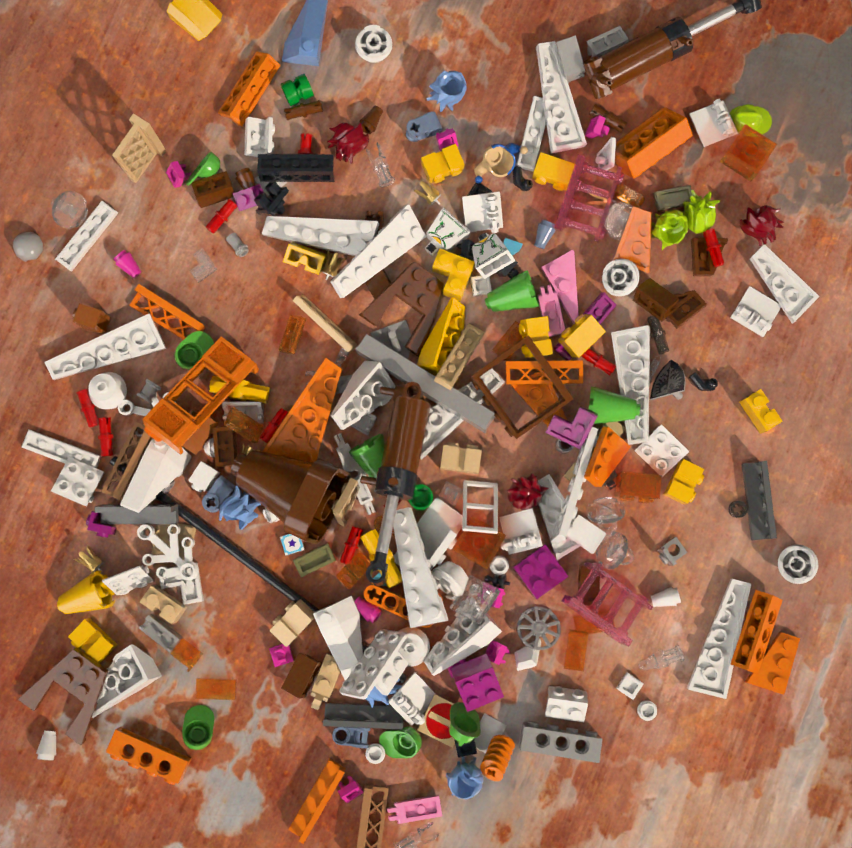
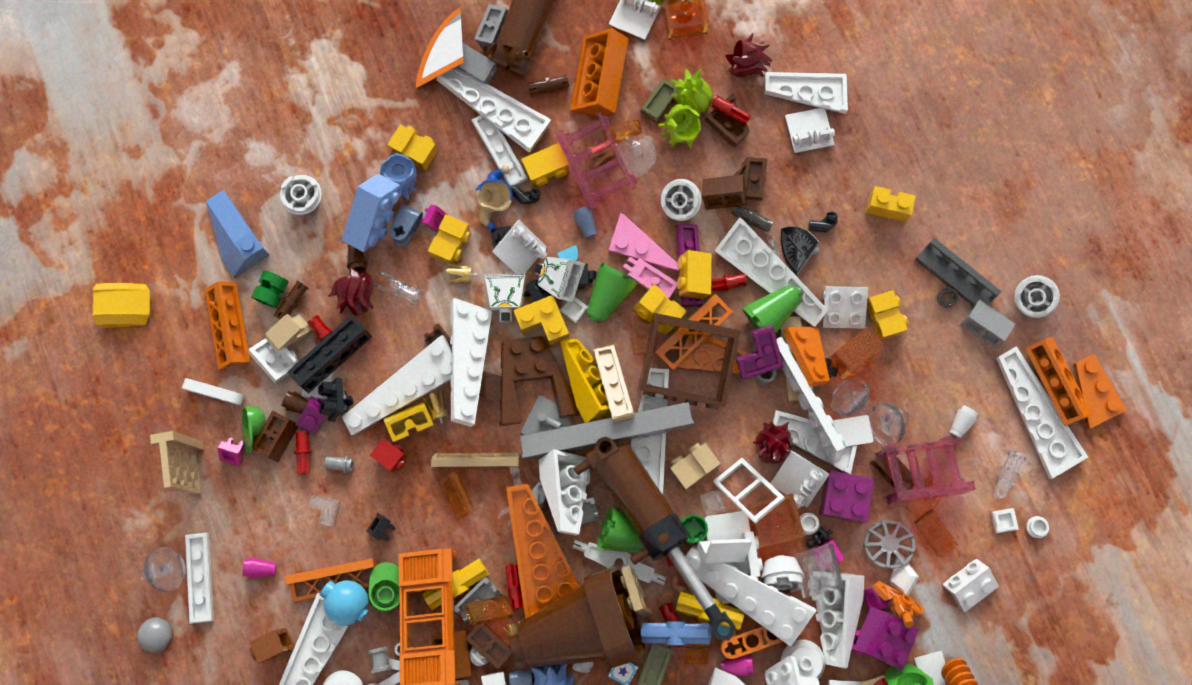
camera: 40 degrees left, 5 degrees down
(160, 335) = (345, 602): none -> medium azure brick
(201, 124) = (212, 391): none -> white beam
(224, 308) = (378, 527): none -> black tile
(273, 269) = (389, 455): none -> red brick
(282, 128) = (287, 331): none -> tan slope
(345, 550) = (676, 633): none -> medium blue piece
(407, 97) = (371, 212): none -> light blue brick
(426, 529) = (724, 550): none -> white panel
(477, 79) = (418, 149): none -> yellow brick
(508, 671) = (902, 604): none -> orange piece
(559, 31) = (443, 50): none -> sticker
(590, 752) = (1028, 607): light grey brick -> none
(597, 128) = (546, 99): dark pink tile -> none
(606, 156) = (575, 114): white piece -> none
(636, 239) = (664, 159): orange wing -> none
(666, 557) = (928, 387): light grey bracket -> none
(747, 551) = (988, 324): none -> light grey hinge

